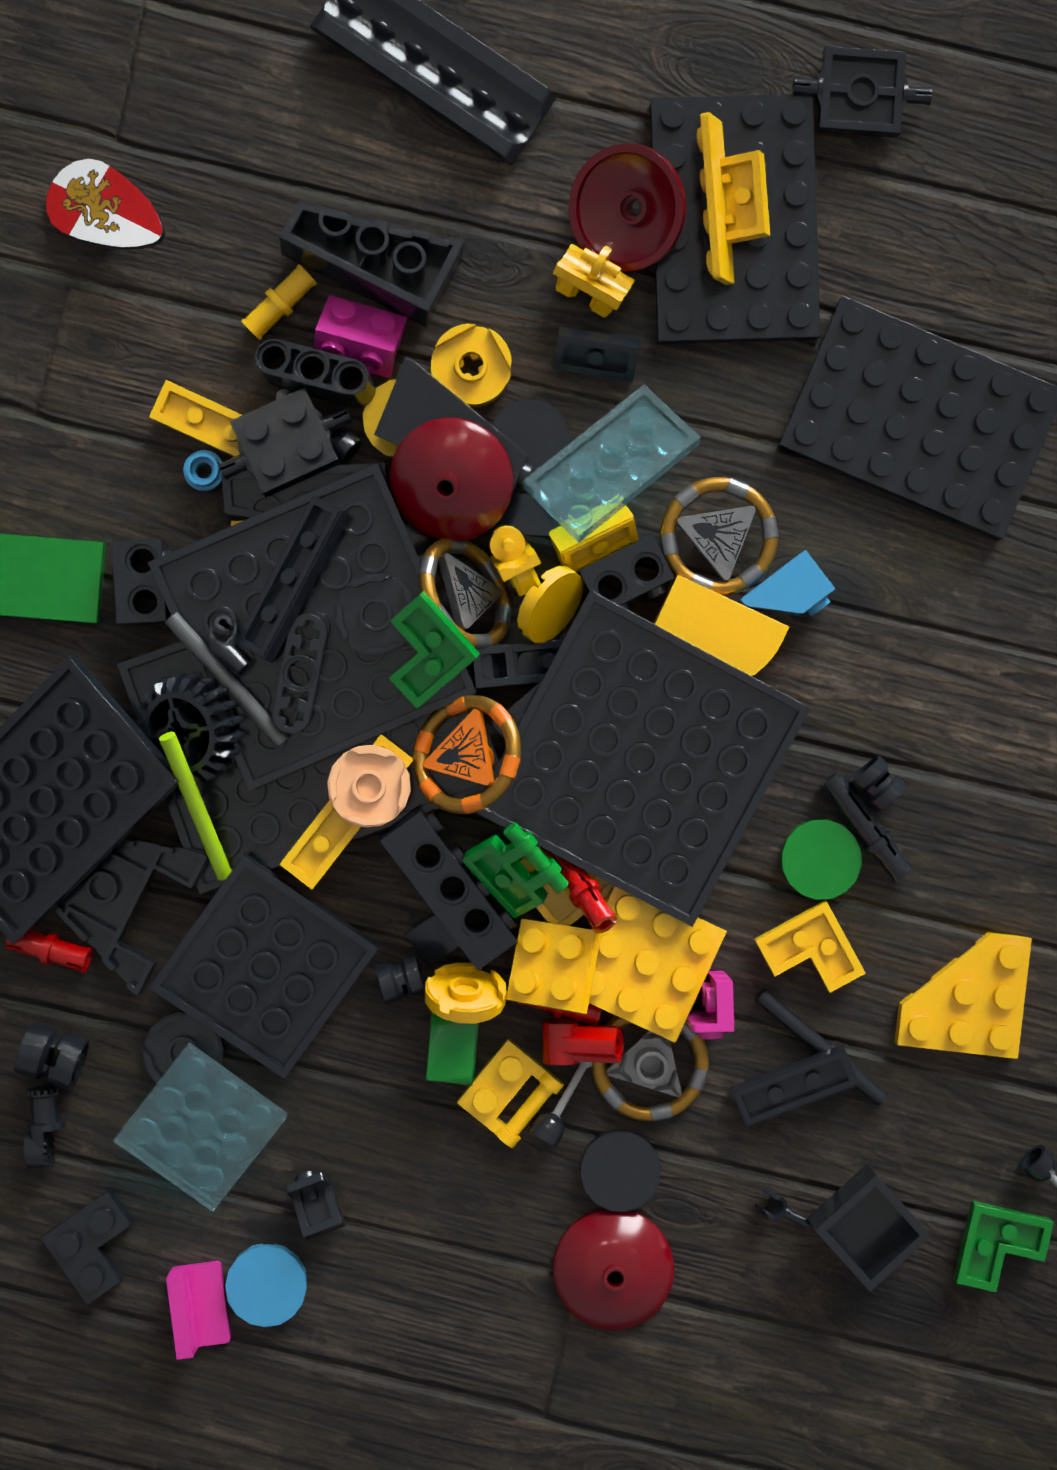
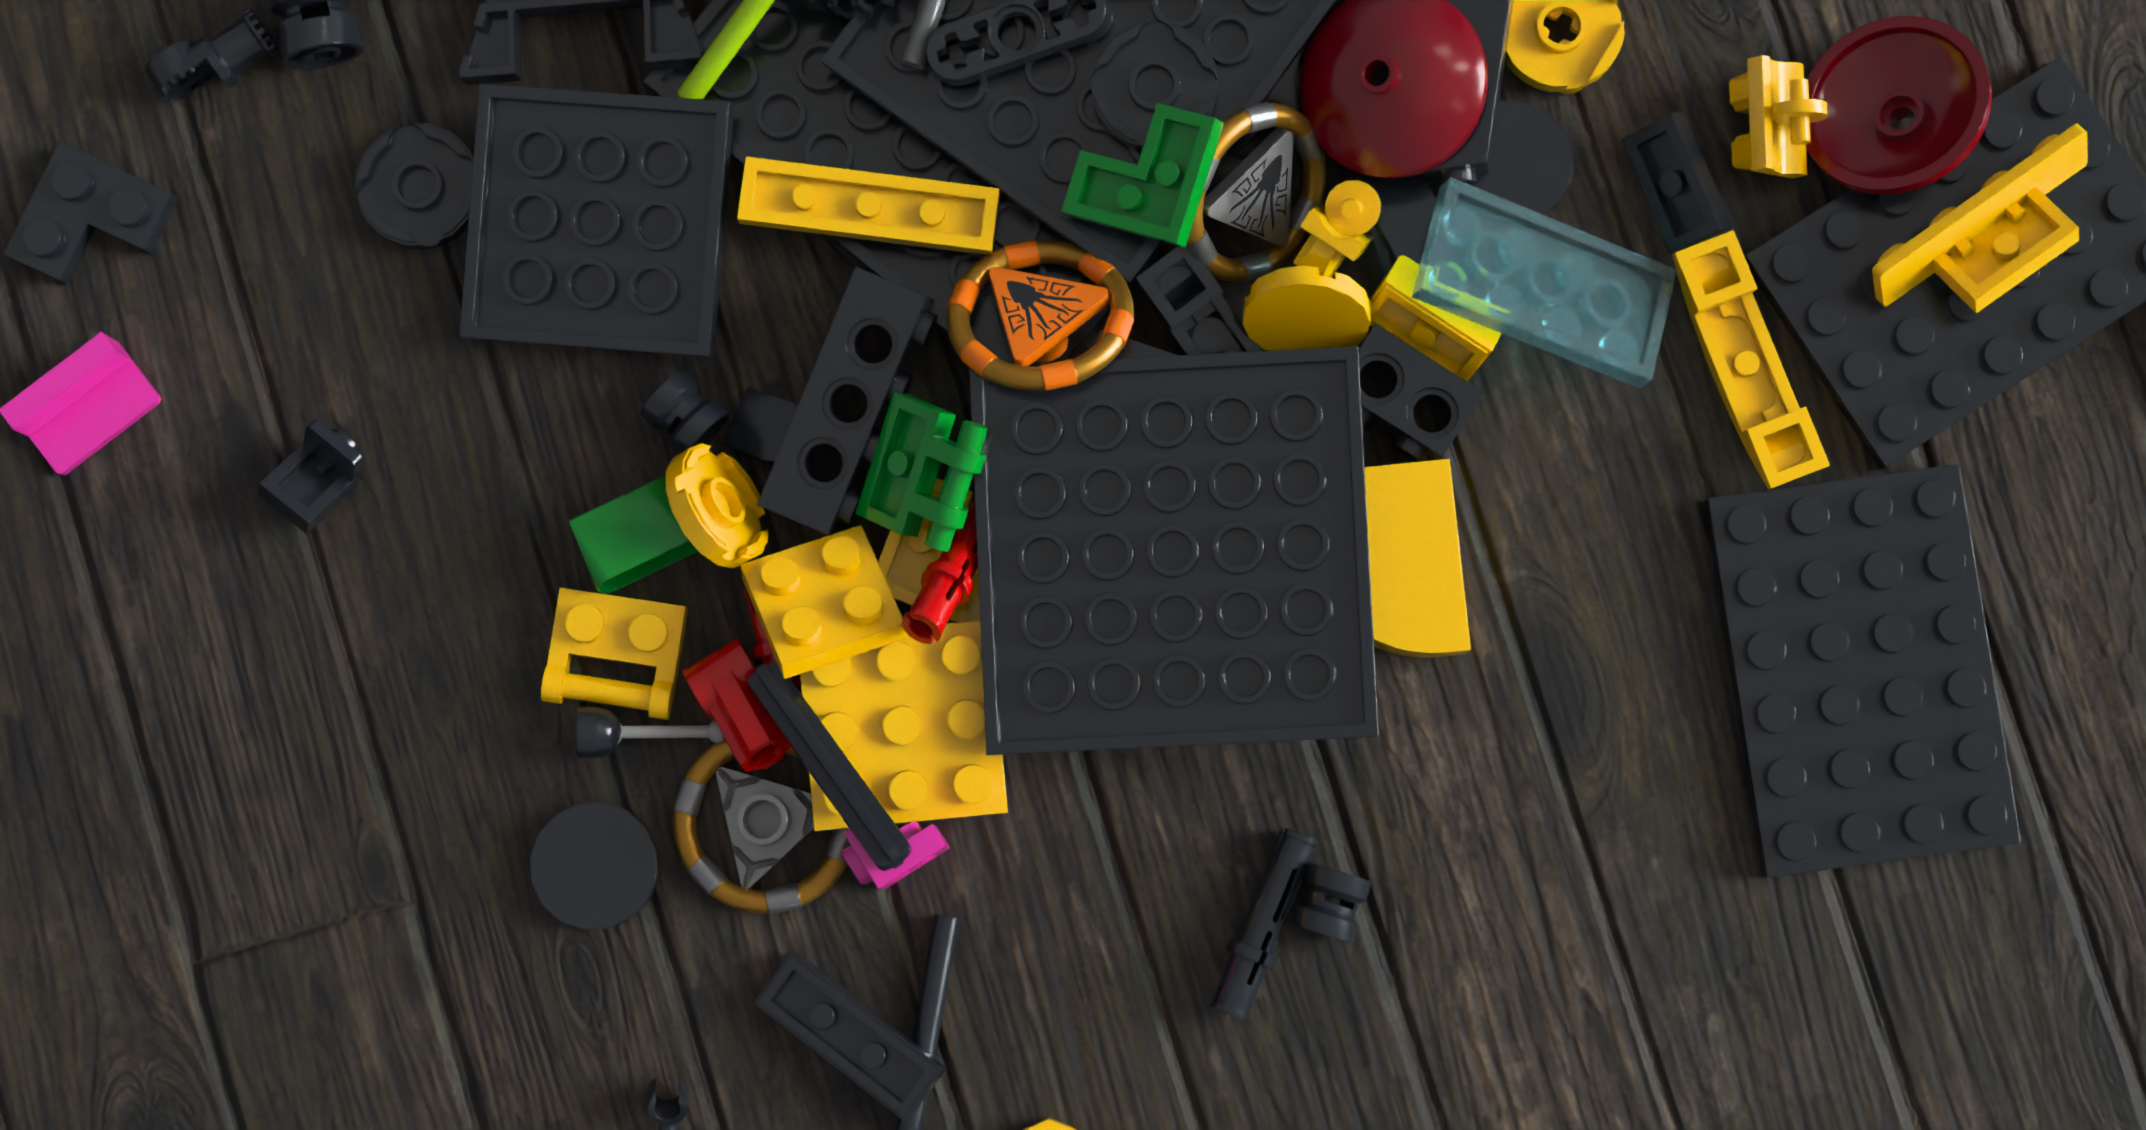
camera: 60 degrees right, 5 degrees down
(200, 1127) = (331, 262): clear light blue plate -> none
(266, 1285) = (164, 478): dark azure tile -> none
(369, 786) = (921, 211): light nougat tile -> none
(609, 1243) = (498, 943): dark red dish -> none
(650, 1017) = (829, 767): none -> black axle
(719, 377) = (1745, 361): none -> yellow slope
(719, 534) = (1538, 486): piece -> none
(791, 589) = (1522, 627): dark azure slope -> none
(813, 936) = (1072, 944): yellow plate -> none
(820, 859) = (1181, 889): green tile -> none

